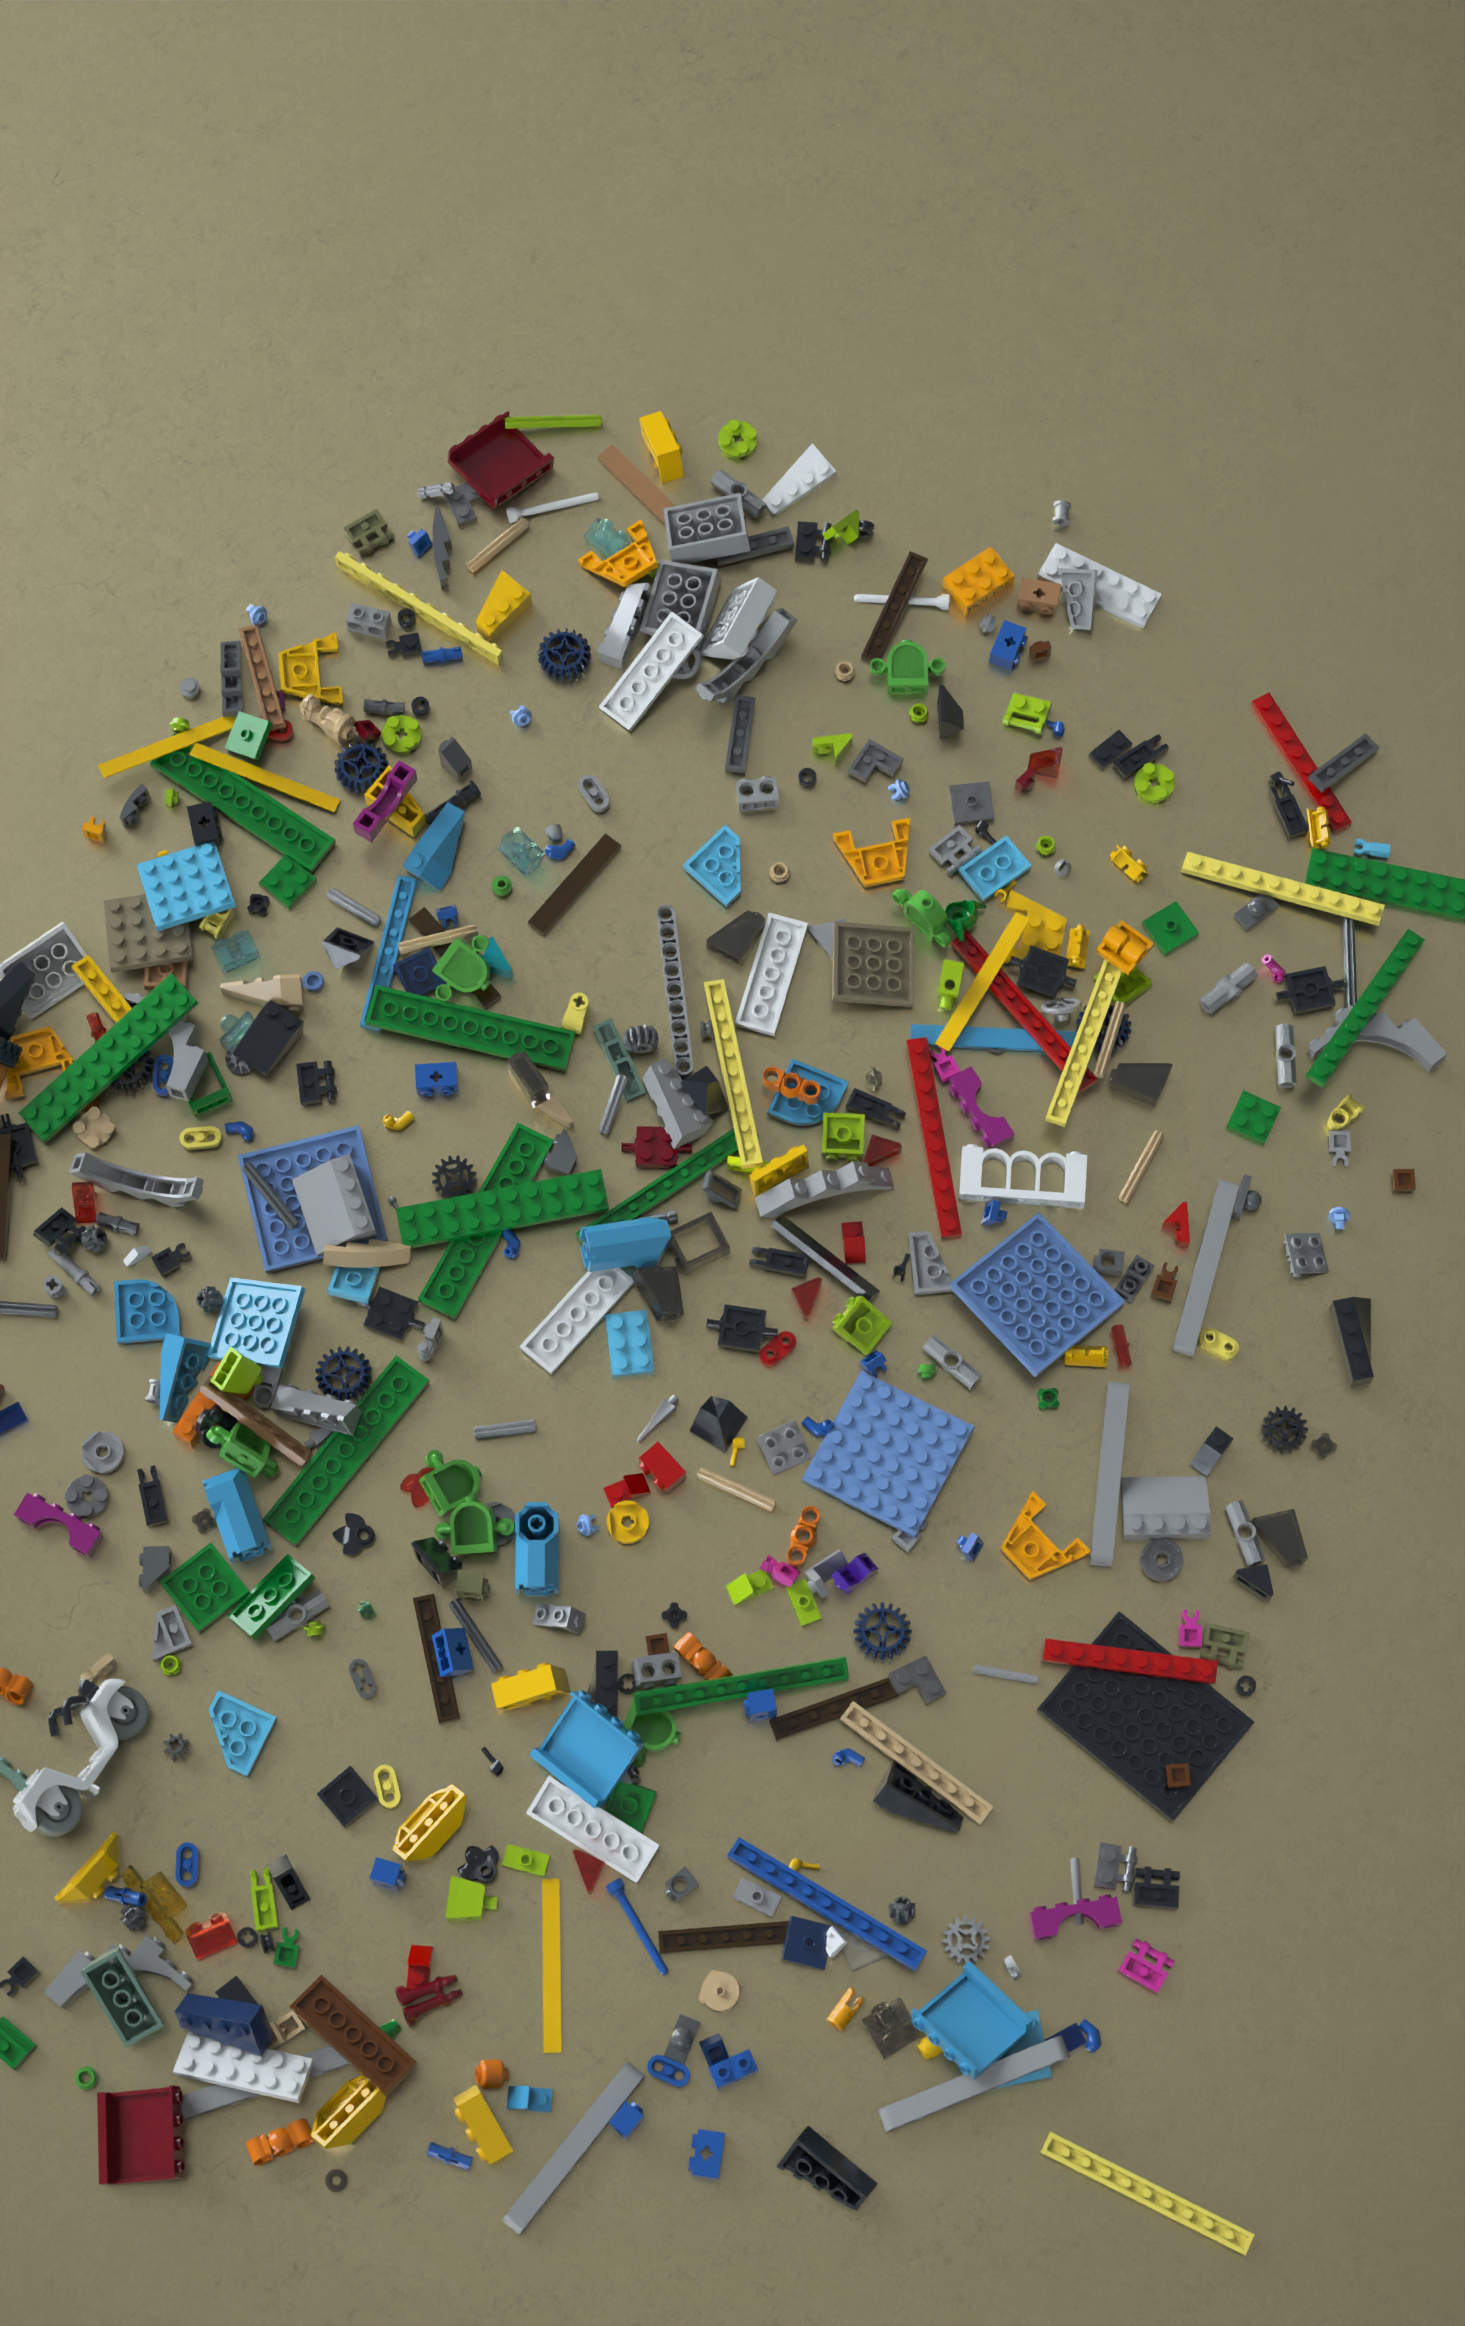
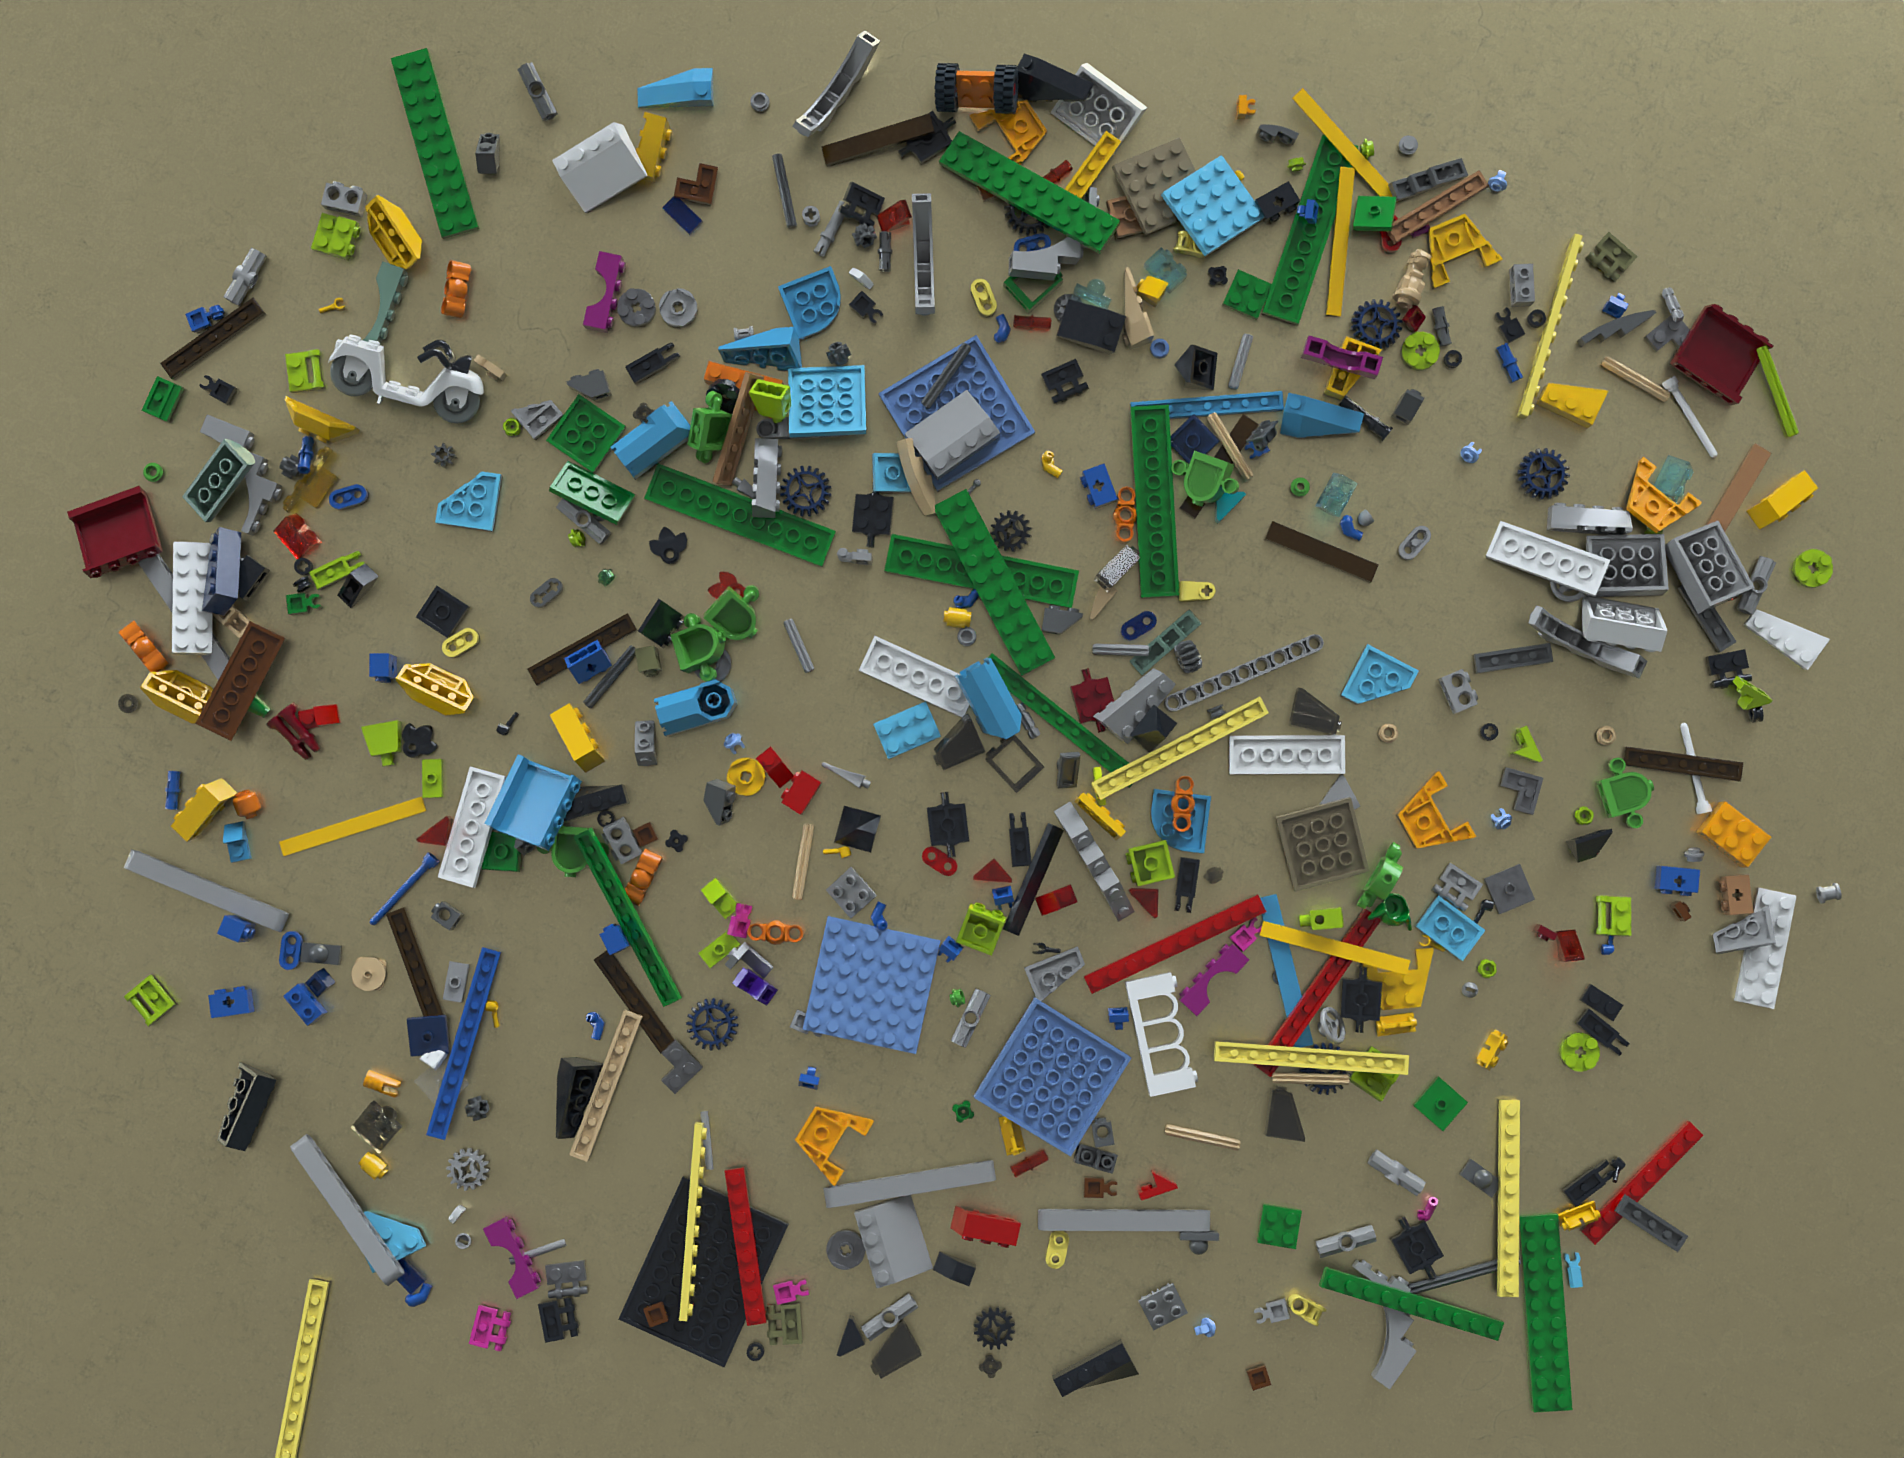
camera: 75 degrees right, 15 degrees up
(29, 1882) = (298, 371): none -> lime plate
(94, 1128) = (965, 201): tan piece -> none
(224, 796) = (1309, 211): none -> blue tile
(243, 1097) = (1032, 322): none -> clear red axle
(251, 966) = (1151, 289): none -> yellow slope
(436, 903) = (1263, 434): none -> dark grey hinge
(483, 1066) = (1125, 506): none -> orange piece
(527, 1257) = (957, 617): none -> yellow brick
(550, 1254) = (966, 636): none -> light grey plate
(594, 1081) = (1138, 626): none -> clear blue plate
(644, 1555) = (719, 800): none -> dark grey slope
(674, 2242) = (155, 998): none -> lime plate
(833, 1293) = (1002, 896): none -> blue tile
(972, 2022) = (395, 1194): dark azure panel -> none
(1040, 1965) = (464, 1236): none -> light grey hinge
(1096, 1710) = (692, 1229): none -> light yellow plate
(1124, 947) = (1401, 1070): light orange plate -> none
(1175, 1407) = (985, 1227): none -> red wedge

